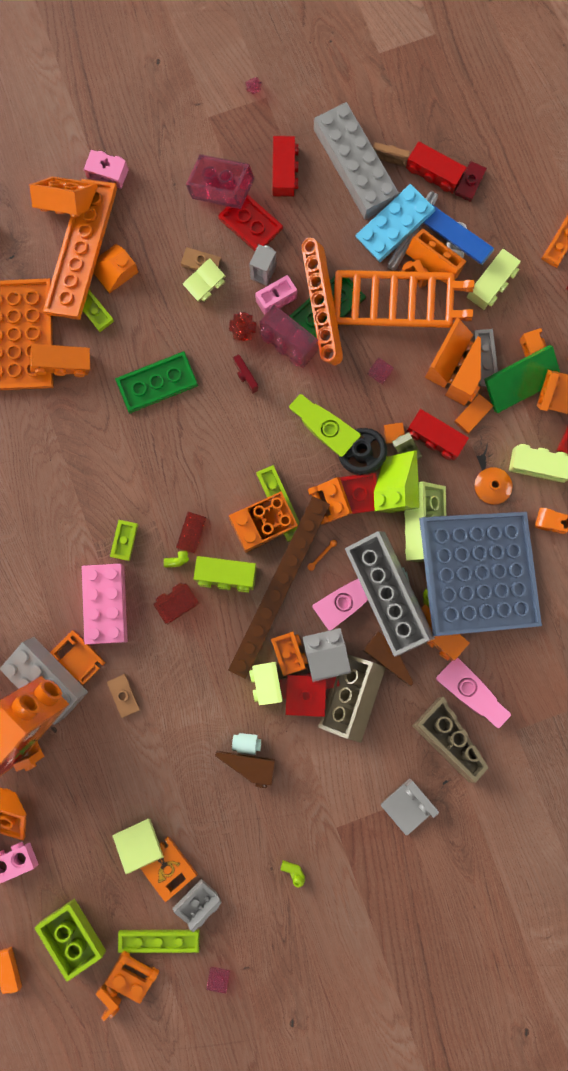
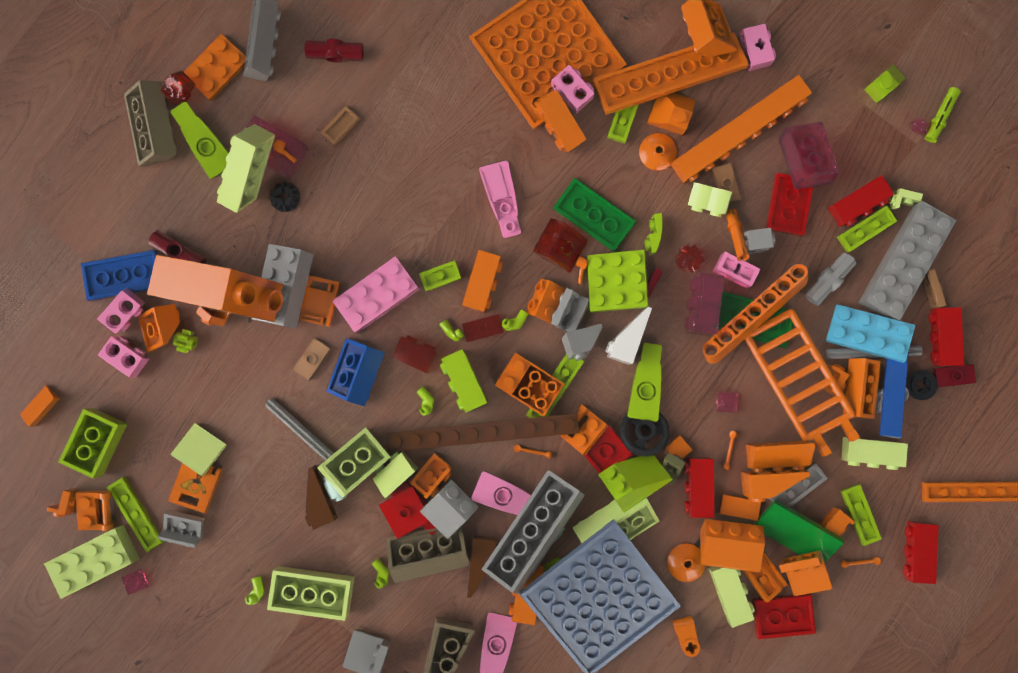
camera: 65 degrees right, 5 degrees up
(35, 798) = (185, 341): none -> lime gear
(40, 335) = (568, 92): none -> bright pink brick
(91, 448) = (501, 196): none -> bright pink piece
(142, 306) = (654, 160): none -> orange dish
(152, 507) = (482, 281): none -> orange brick
(158, 664) = (355, 372): none -> blue slope
(163, 424) = (560, 245): none -> clear red slope
(164, 222) = (740, 129): none -> orange brick
(175, 1008) = (92, 561): none -> yellowish green brick
(181, 743) = (298, 428): none -> light grey axle
(190, 416) = (582, 263): none -> orange hand
(202, 91) = (885, 83): none -> lime slope
(202, 464) = (545, 300): none -> orange bracket
(205, 501) = (515, 323): none -> lime arm
(208, 346) = (653, 240): none -> lime slope
(222, 617) = (427, 401): none -> lime arm
(223, 395) = (617, 281): none -> lime plate
(224, 450) = (570, 311): none -> light grey bracket
(235, 712) = (353, 462): none -> yellowish green brick
(242, 275) = (735, 228): none -> orange pin
(247, 49) = (951, 97): none -> lime pin
(254, 456) = (580, 342): none -> light grey slope
(280, 420) = (626, 343): none -> white slope
(302, 131) = (904, 197): none -> yellowish green bracket
(309, 175) = (866, 229): none -> lime plate
(324, 822) = (310, 593): none -> yellowish green brick
(331, 227) = (830, 279): none -> light grey piece
(347, 749) = (382, 573): none -> lime arm
(411, 382) = (733, 435): none -> orange hinge
(462, 203) = (929, 382): none -> black gear
(500, 437) = (732, 545): none -> orange slope
(533, 320) = (861, 514): none -> lime plate
(543, 429) = (767, 581): none -> orange plate

